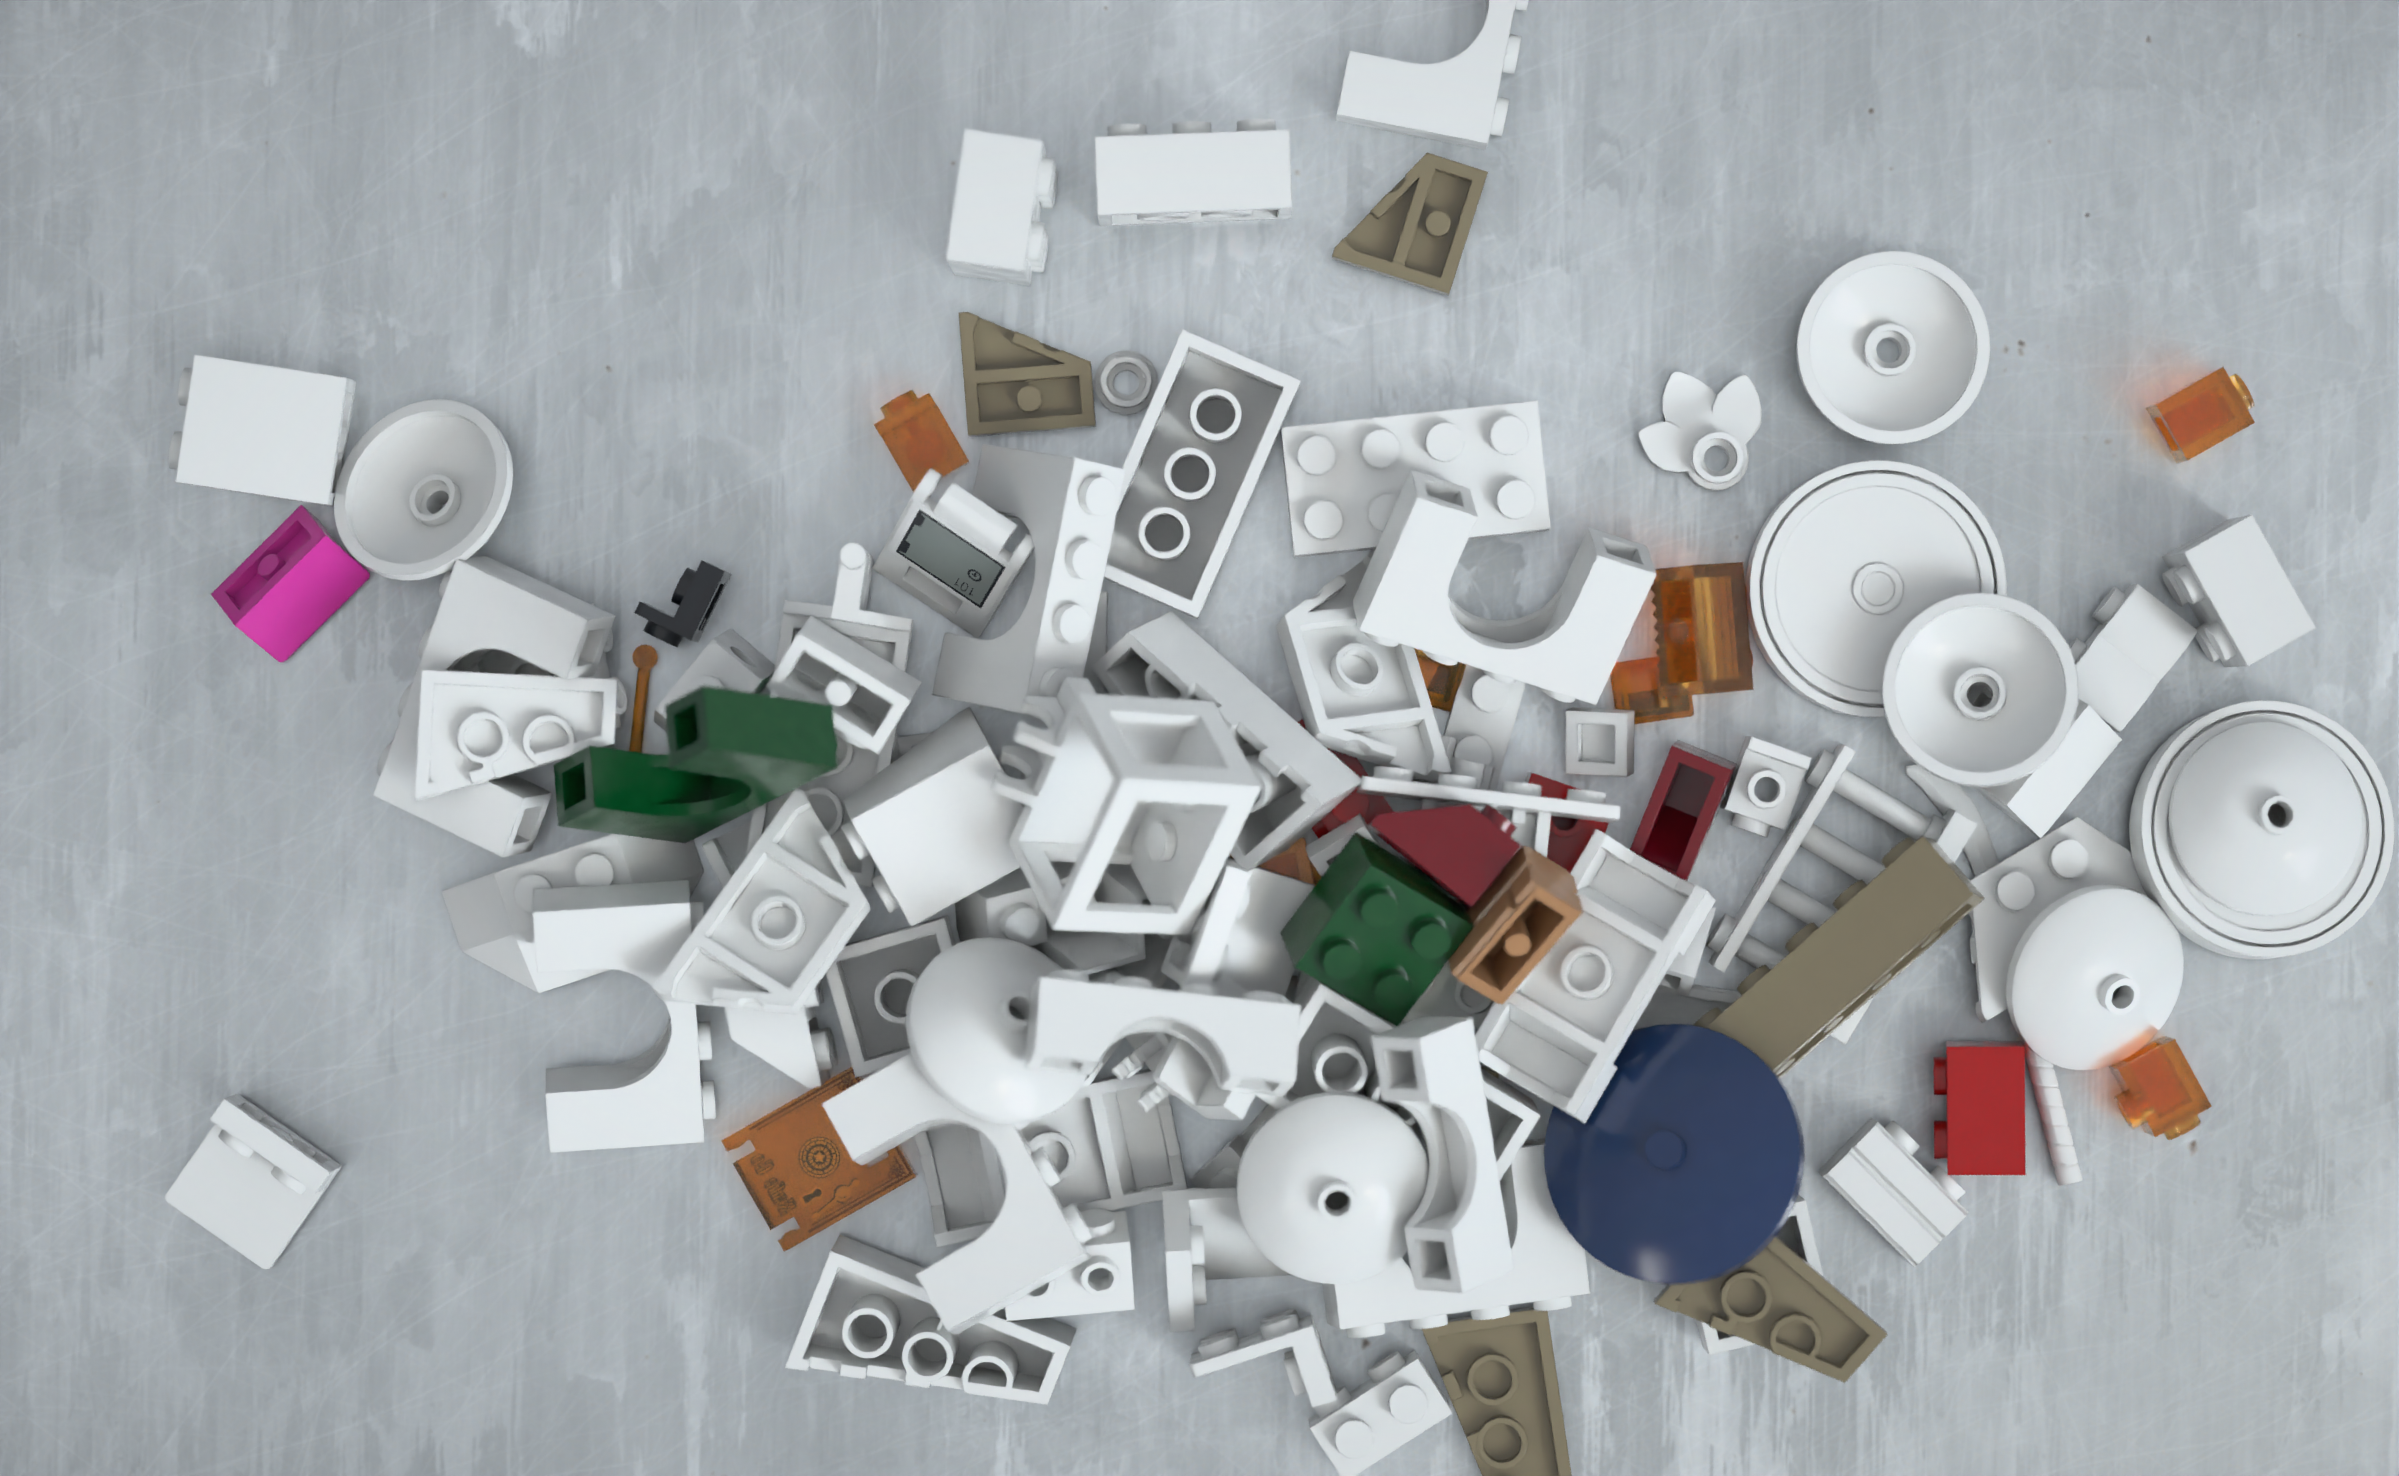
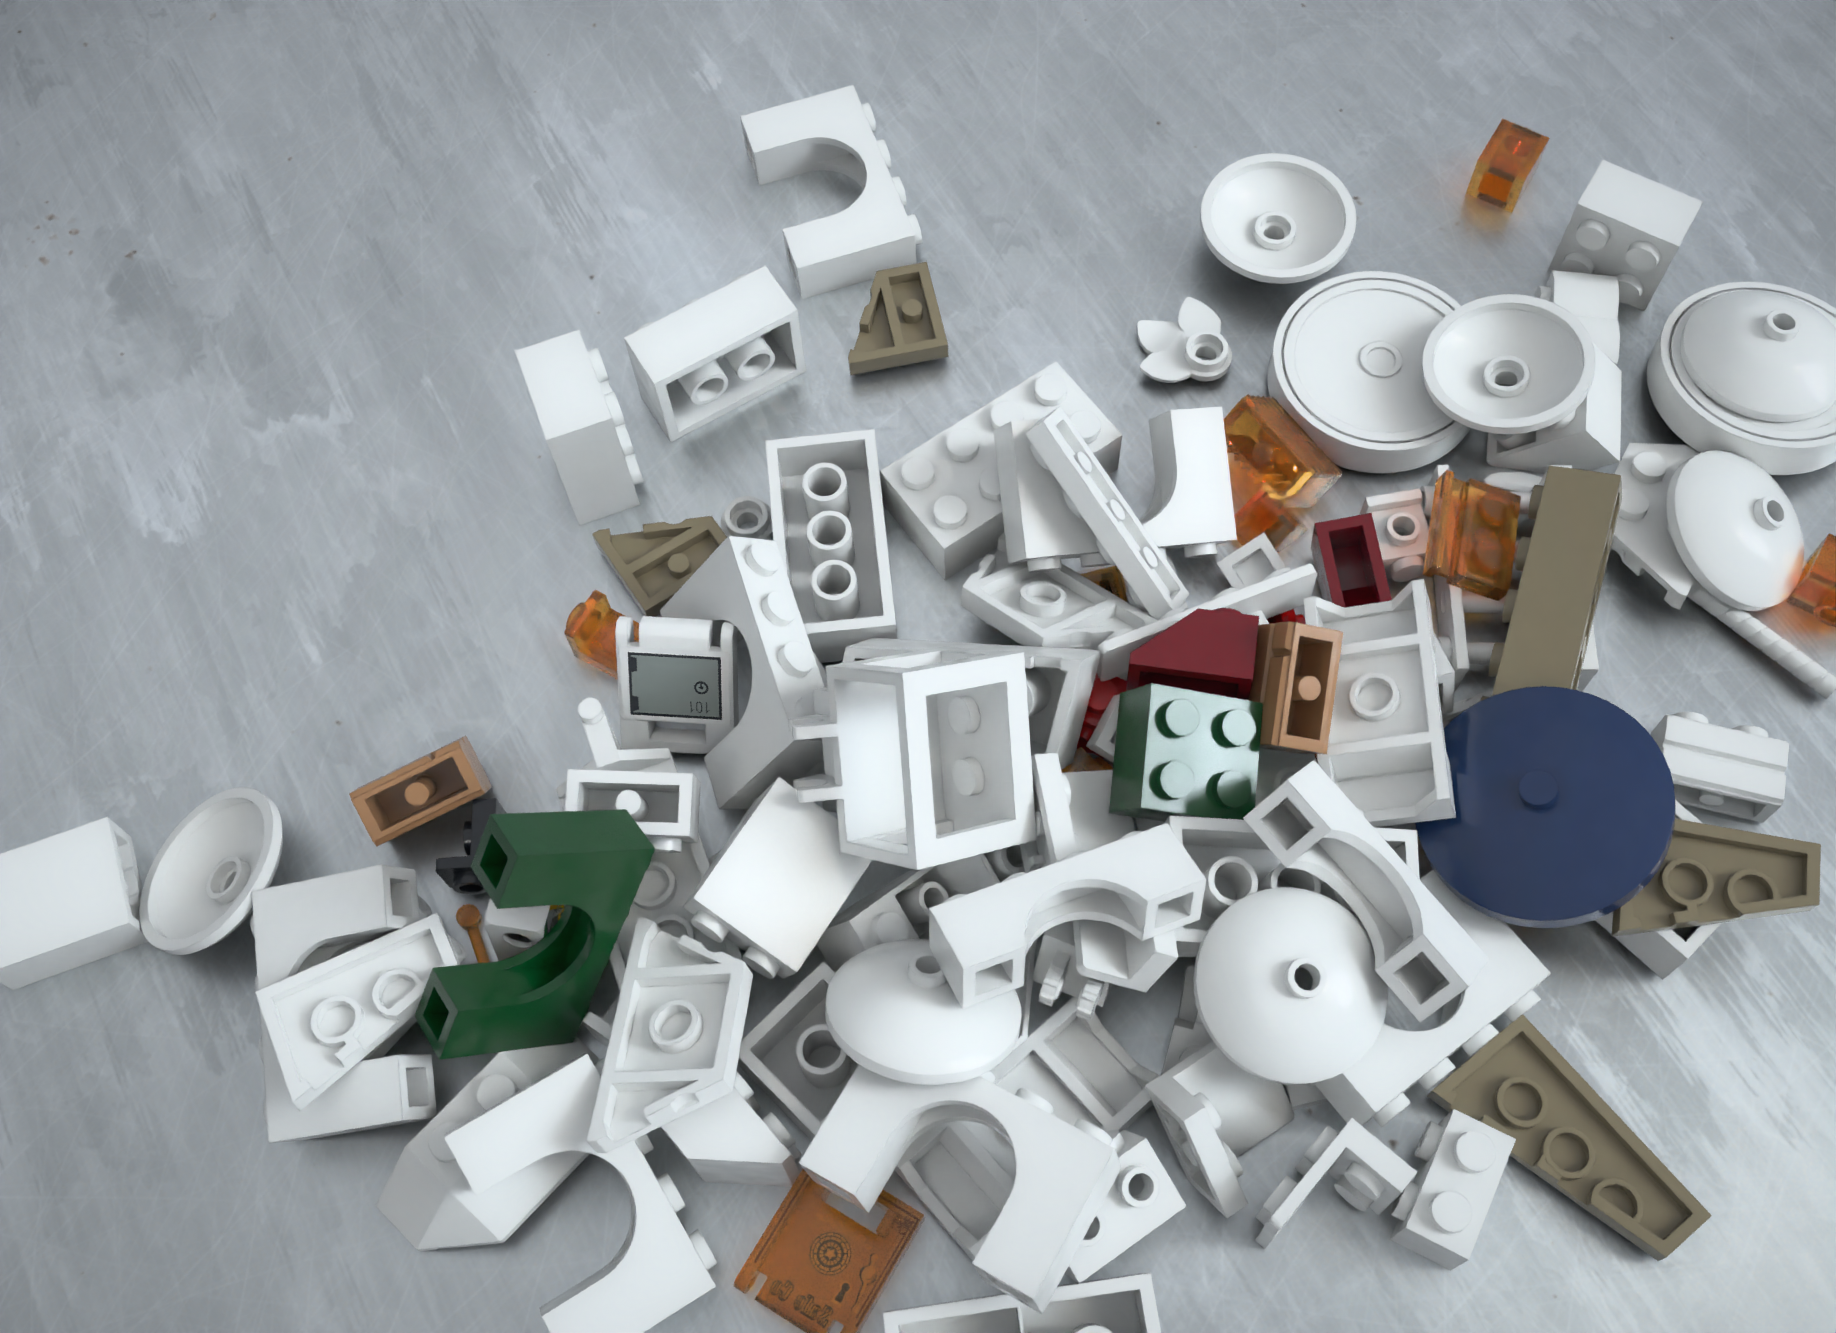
camera: 30 degrees left, 25 degrees down
(290, 585) = (133, 1017): dark pink panel -> none
(657, 516) = (420, 791): none -> medium nougat brick
(1460, 638) = (1096, 499): none -> white plate
(1821, 843) = (1472, 535): none -> clear orange plate
(1983, 1107) = (1733, 662): red brick -> none

